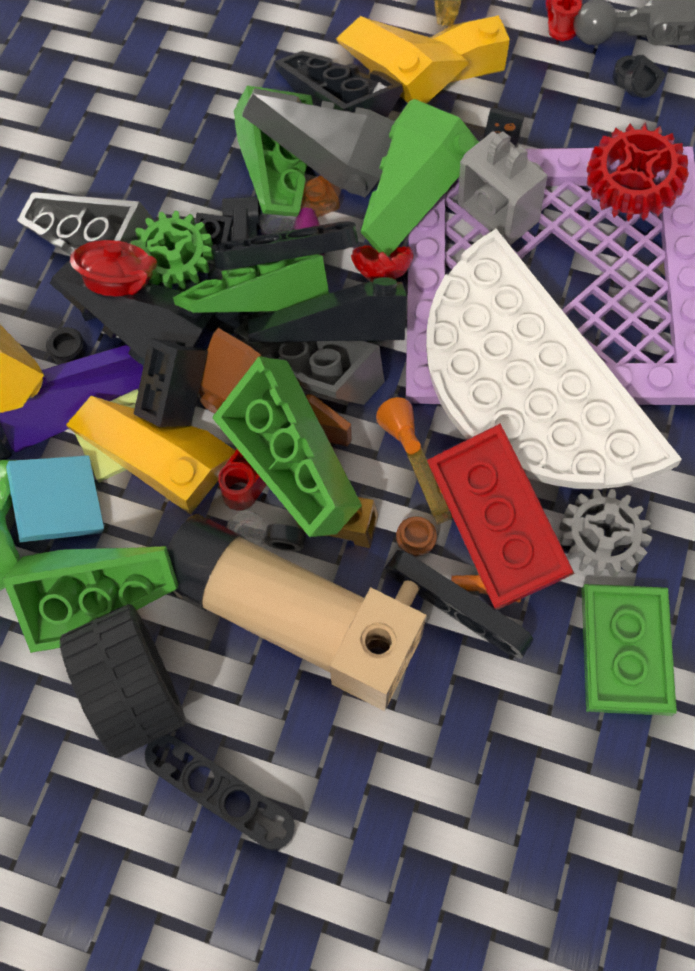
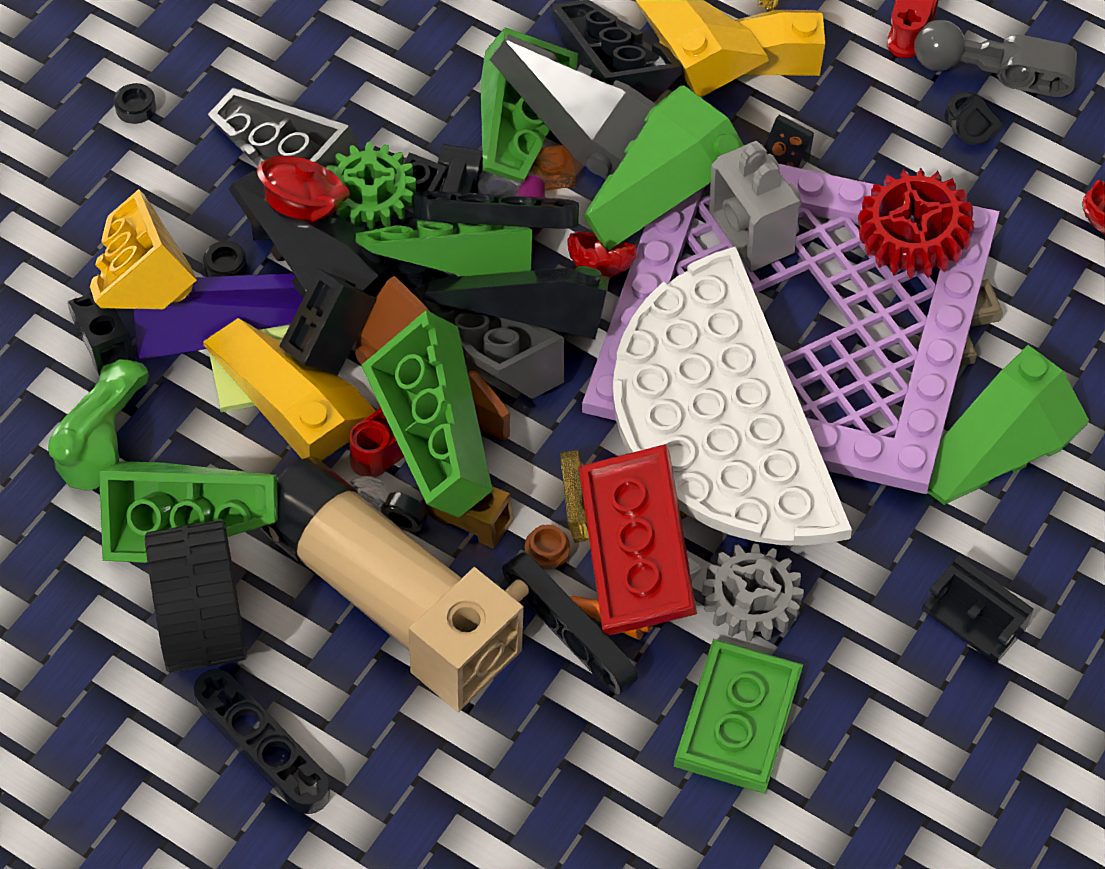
camera: 10 degrees right, 10 degrees down
(54, 498) = (171, 411): medium azure tile -> none
(397, 419) = (564, 422): orange cone -> none

